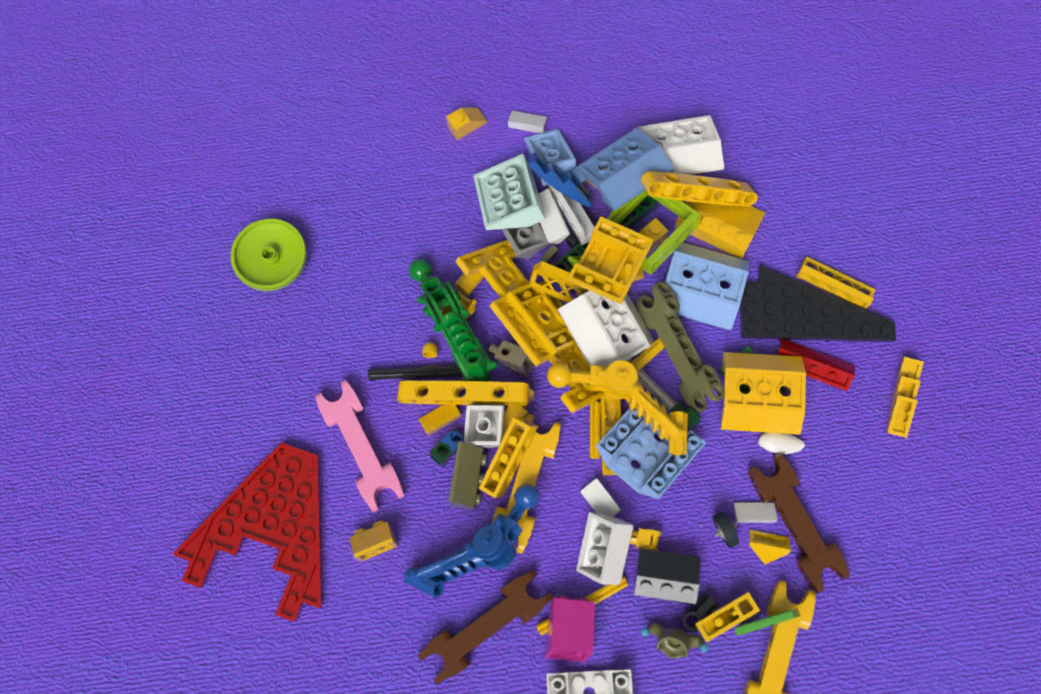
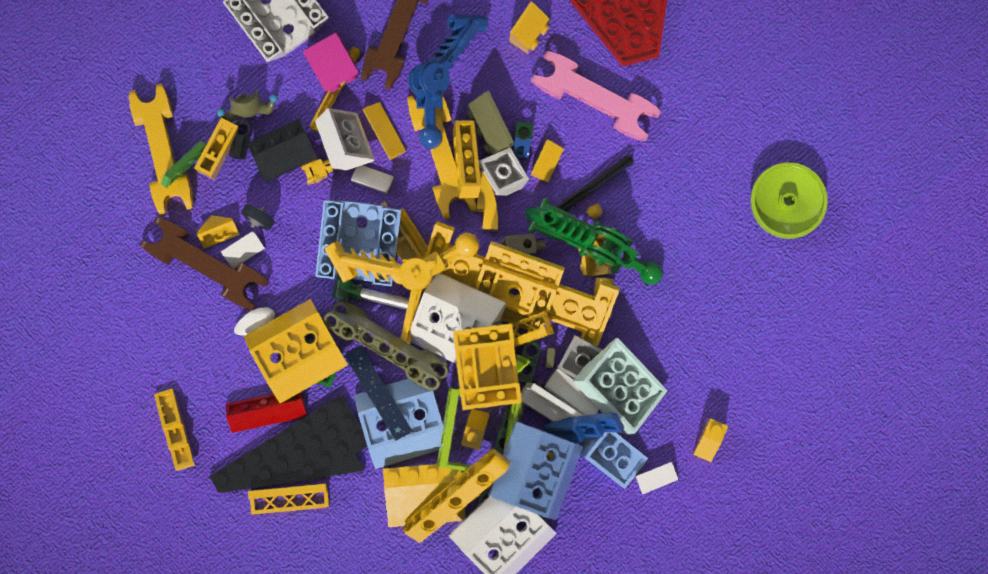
camera: 140 degrees right, 10 degrees up
(476, 393) = (529, 195): yellow beam -> none
(562, 537) = (384, 130): none -> yellow slope
(711, 311) = (378, 393): none -> dark blue sticker

